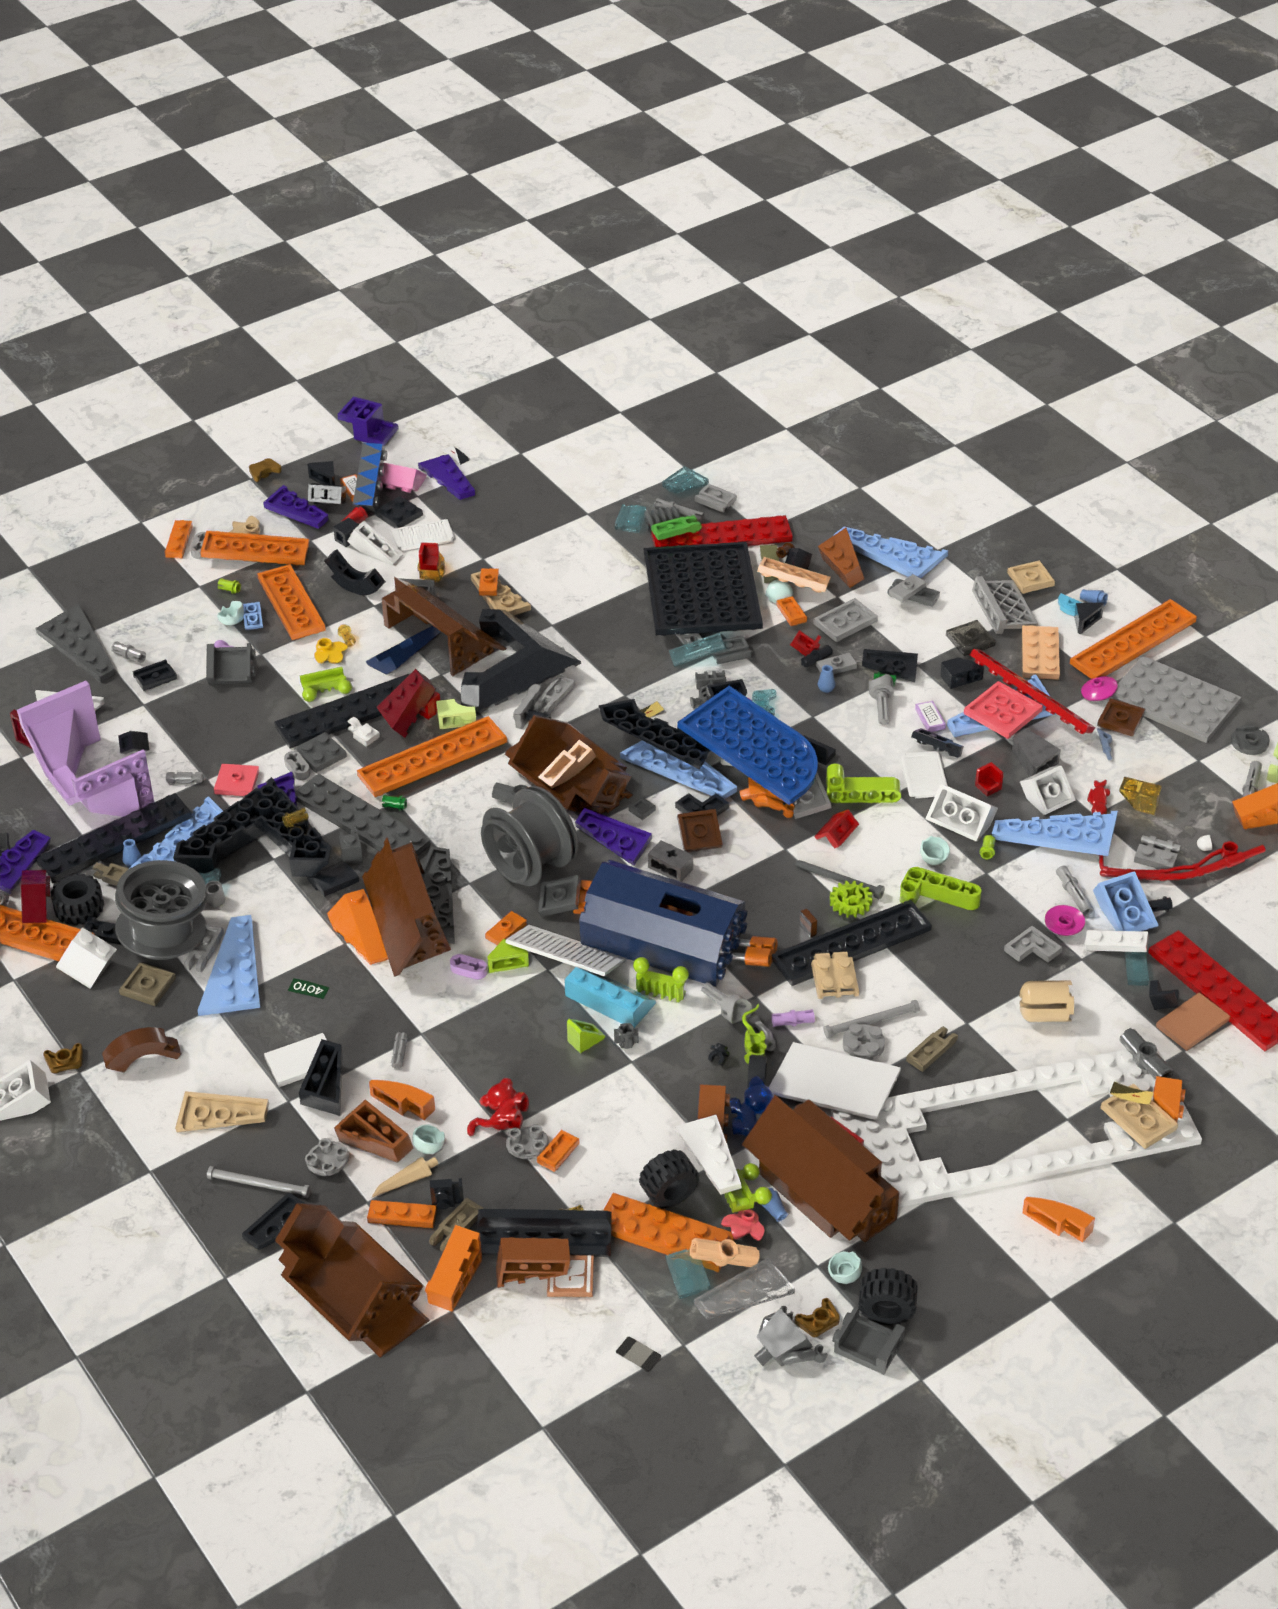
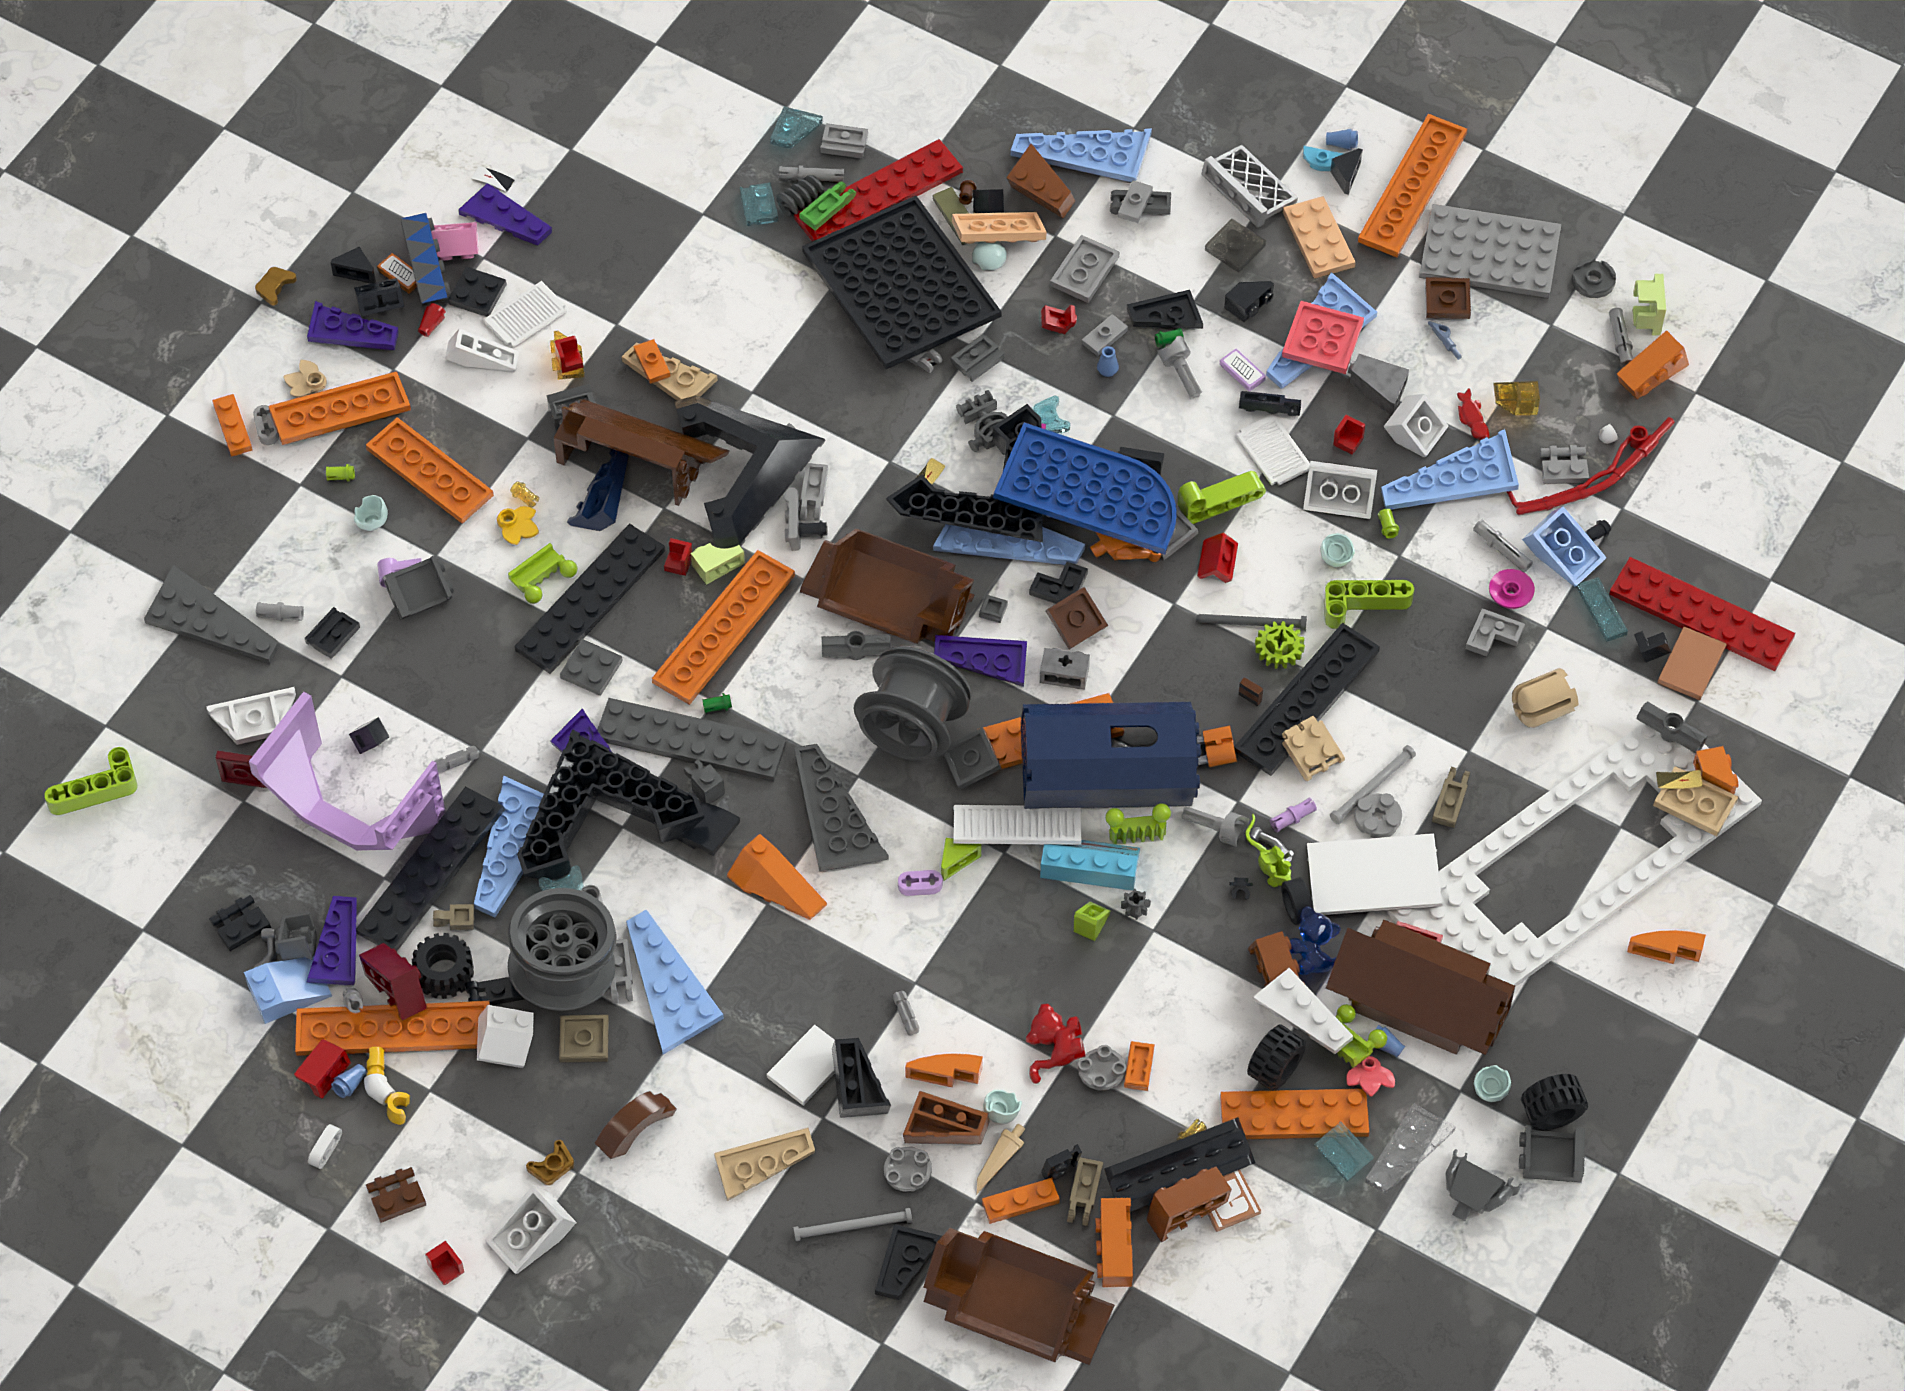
camera: 25 degrees left, 15 degrees up
(130, 852) = (464, 885): medium blue cone -> none
(236, 779) = (518, 740): coral plate -> none
(252, 616) = (398, 509): light blue slope -> none
(294, 817) = (633, 779): clear yellow pin -> none
(300, 763) = (577, 693): light grey beam -> none
(308, 988) = (761, 975): dark green sticker -> none
(343, 530) = (433, 345): black panel -> none
(351, 579) = (488, 413): black arch -> none
(364, 734) = (626, 624): white plate -> none
(367, 421) = (361, 166): dark purple bracket -> none
(403, 907) = (822, 842): reddish brown panel -> none
(406, 701) = (660, 569): dark red wedge -> none
(505, 928) = (933, 820): orange plate -> none
(568, 764) = (886, 585): light nougat slope -> none
(638, 1353) = (1338, 1256): clear smoke sticker -> none
(697, 649) = (941, 371): clear light blue tile -> none
(713, 1251) = (1372, 1117): light nougat piece -> none
(791, 611) = (1017, 277): orange plate -> none
(816, 655) = (1078, 331): black axle -> none
(821, 1319) = (1495, 1149): pearl gold piece -> none
(1031, 577) = (1259, 133): tan plate -> none
(1037, 695) = (1336, 299): red plate -> none
(1099, 688) = (1407, 273): dark pink dish -> none
(1116, 941) = (1575, 594): white plate -> none

